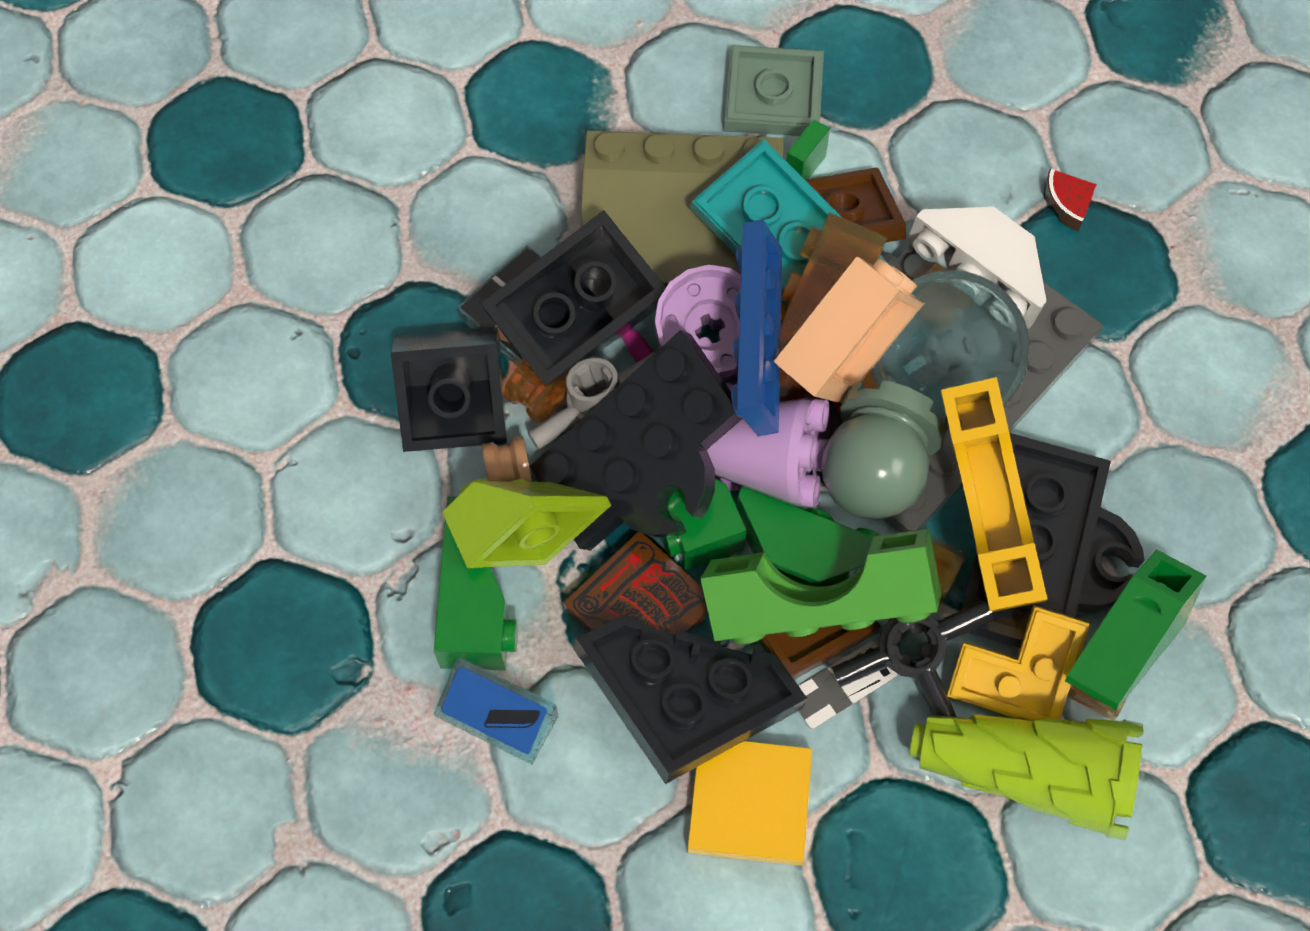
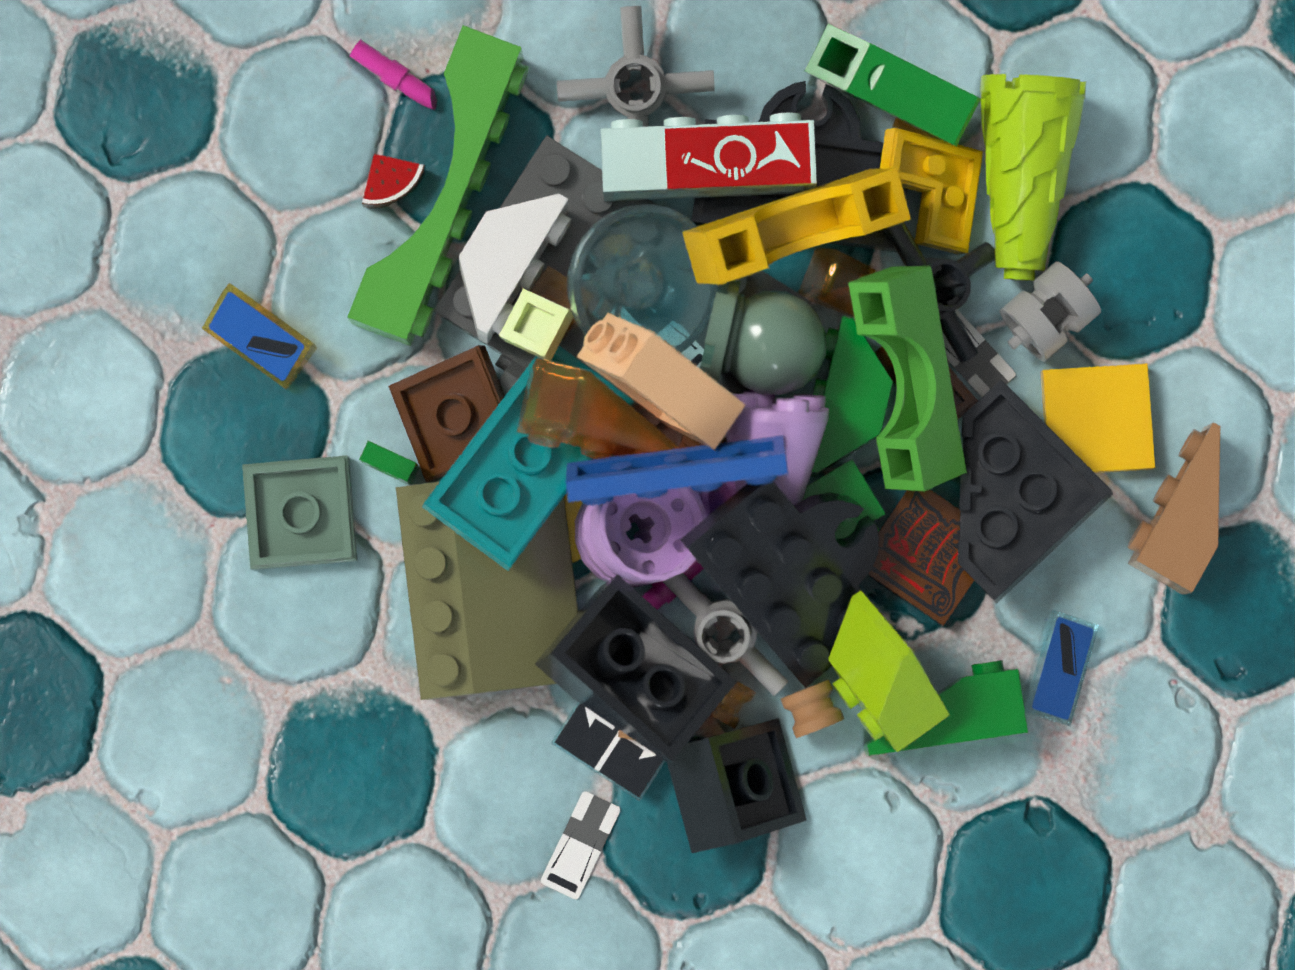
camera: 100 degrees left, 20 degrees up
(430, 263) = (580, 845): none -> white sticker
(620, 868) = (1186, 525): none -> medium nougat slope
(877, 768) = (1053, 308): none -> light grey wheel
(919, 256) = (536, 325): none -> yellowish green plate
(937, 81) = (258, 336): none -> slope
(1071, 445) = (708, 158): none -> brick
(1149, 272) = (398, 287): none -> bright green arch
(1154, 419) = (634, 60): none -> light grey bar
(1170, 215) = (394, 74): none -> dark pink piece

